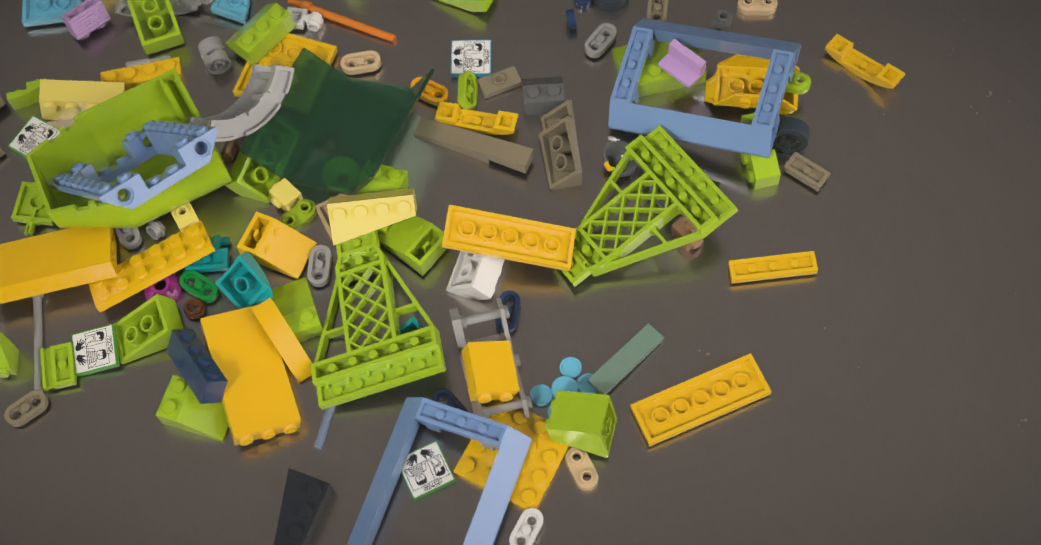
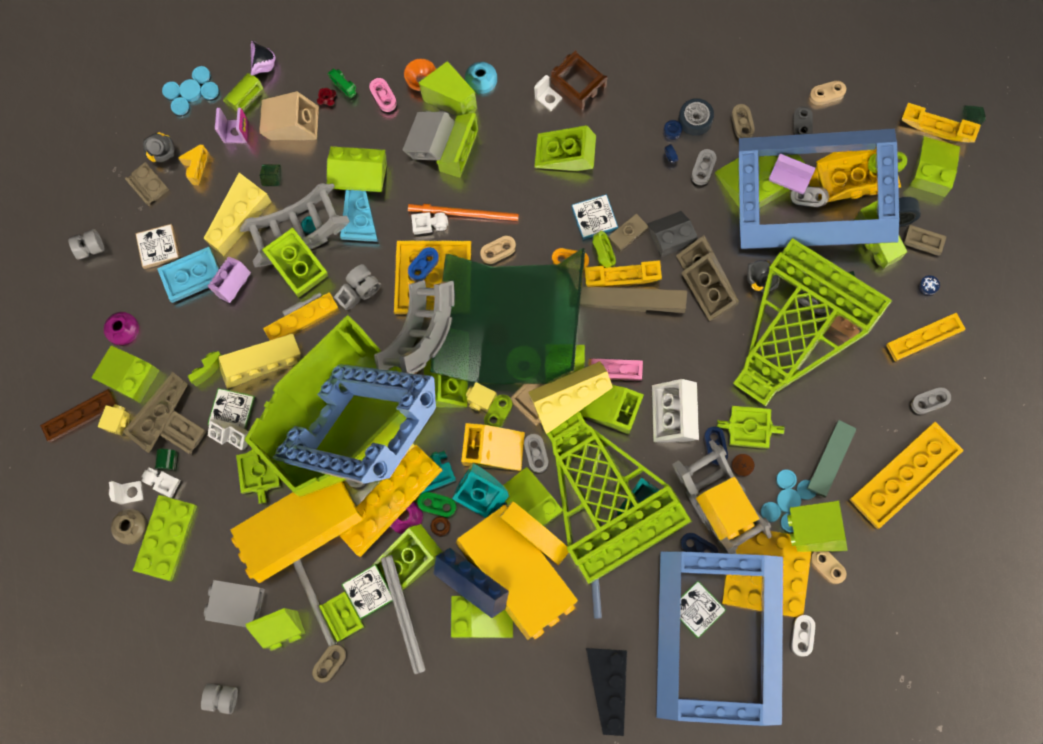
camera: 15 degrees left, 10 degrees up
(16, 157) = (227, 432): none -> white slope
(119, 382) = (403, 614): none -> light grey axle
(194, 66) = (347, 297): none -> light grey brick
(261, 33) = (398, 248): lime slope -> none
(278, 53) = (420, 263): none -> blue plate
(432, 207) = (621, 369): none -> bright pink plate
(508, 238) = (699, 383): yellow plate -> none
(529, 340) = (743, 465): none -> reddish brown piece
(551, 303) = (750, 427): none -> lime plate
(699, 95) = (811, 197): none -> light grey plate
(754, 332) = (930, 402): none -> light grey plate
(796, 218) = (929, 285): none -> dark blue tile
(844, 103) = (935, 166): none -> lime slope
(906, 64) = (974, 114): none -> clear green slope

